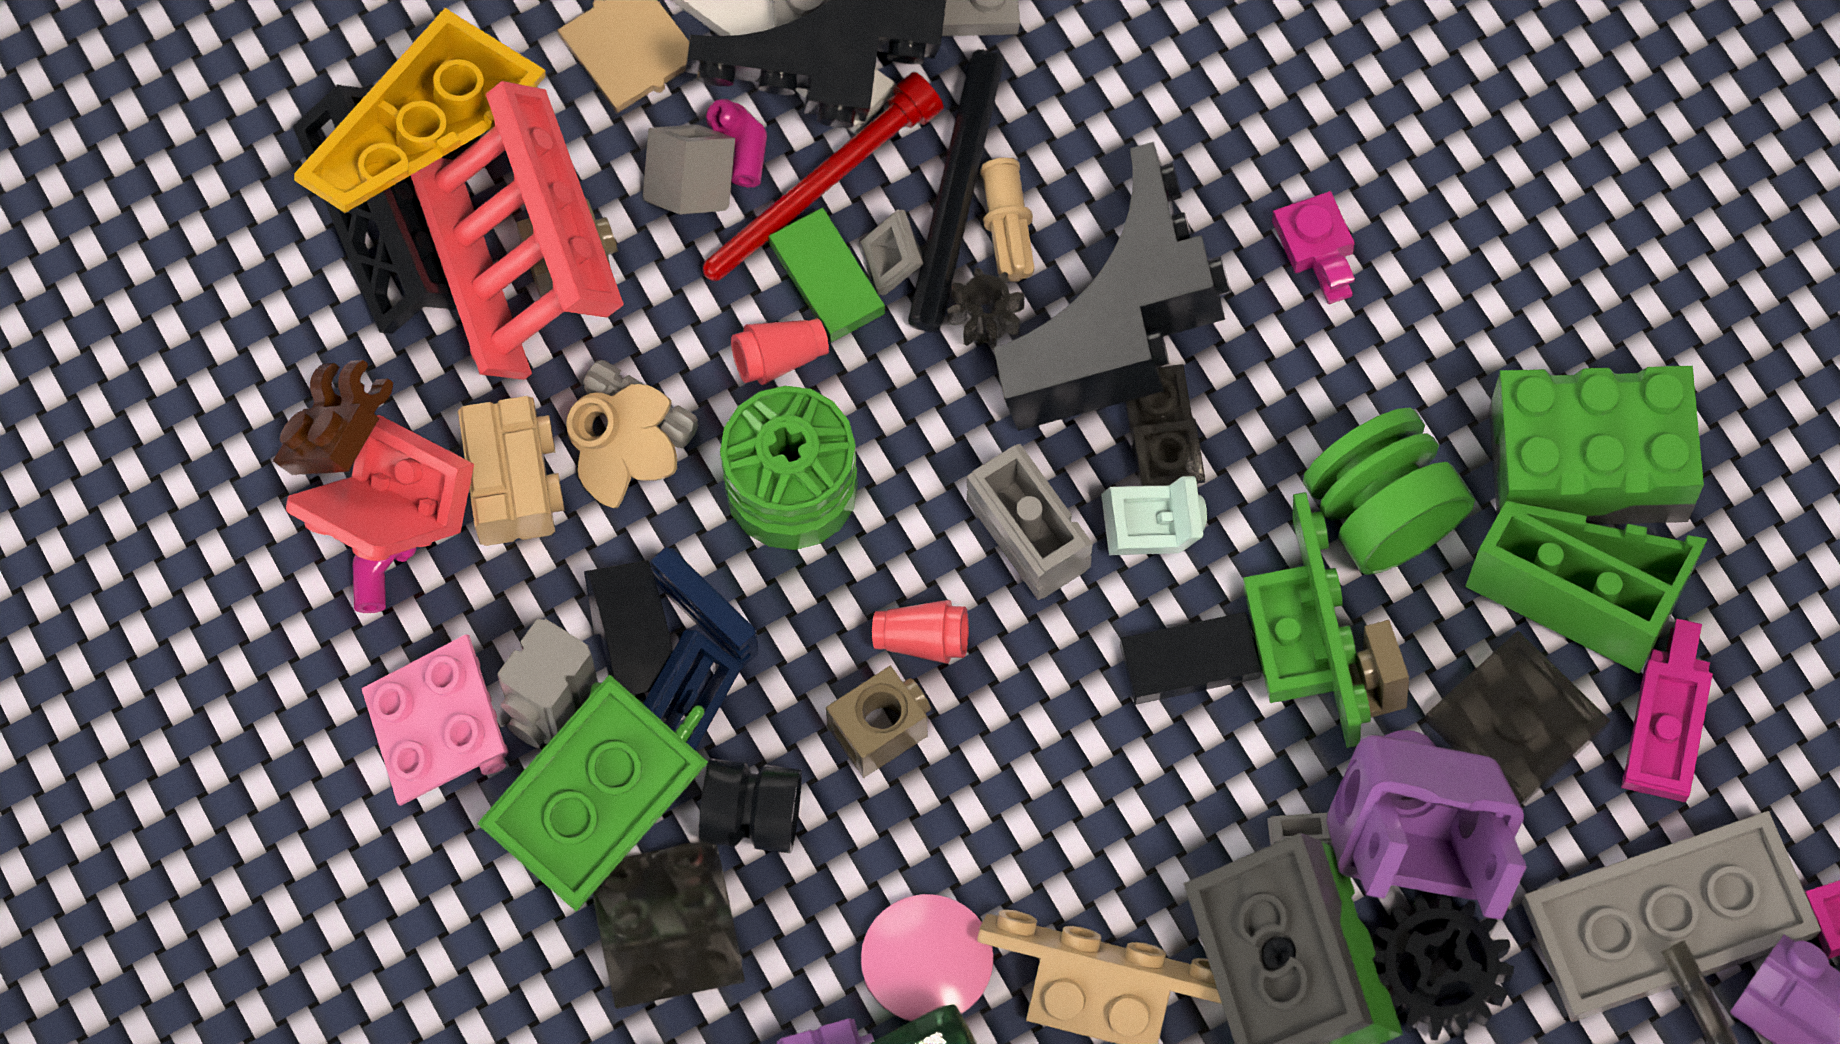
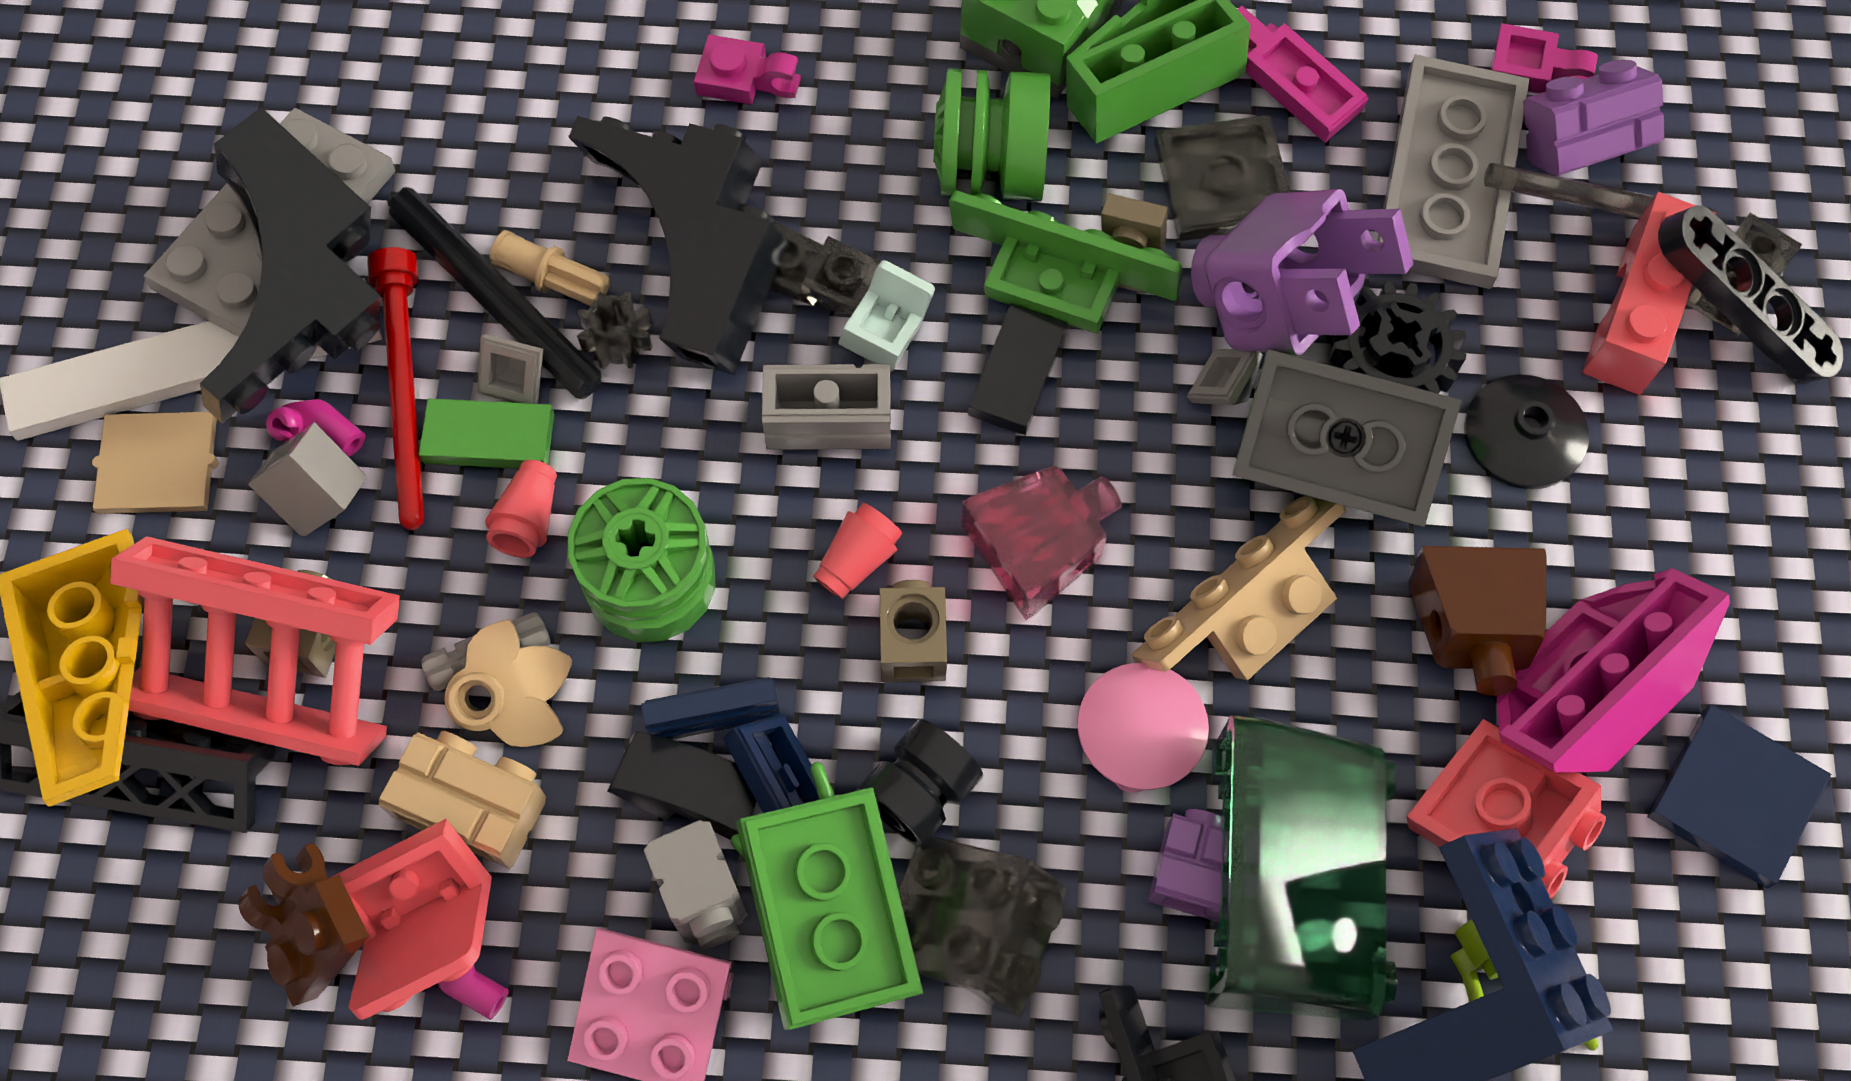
camera: 60 degrees left, 0 degrees up
(1039, 769) = (1039, 533): none -> clear pink torso

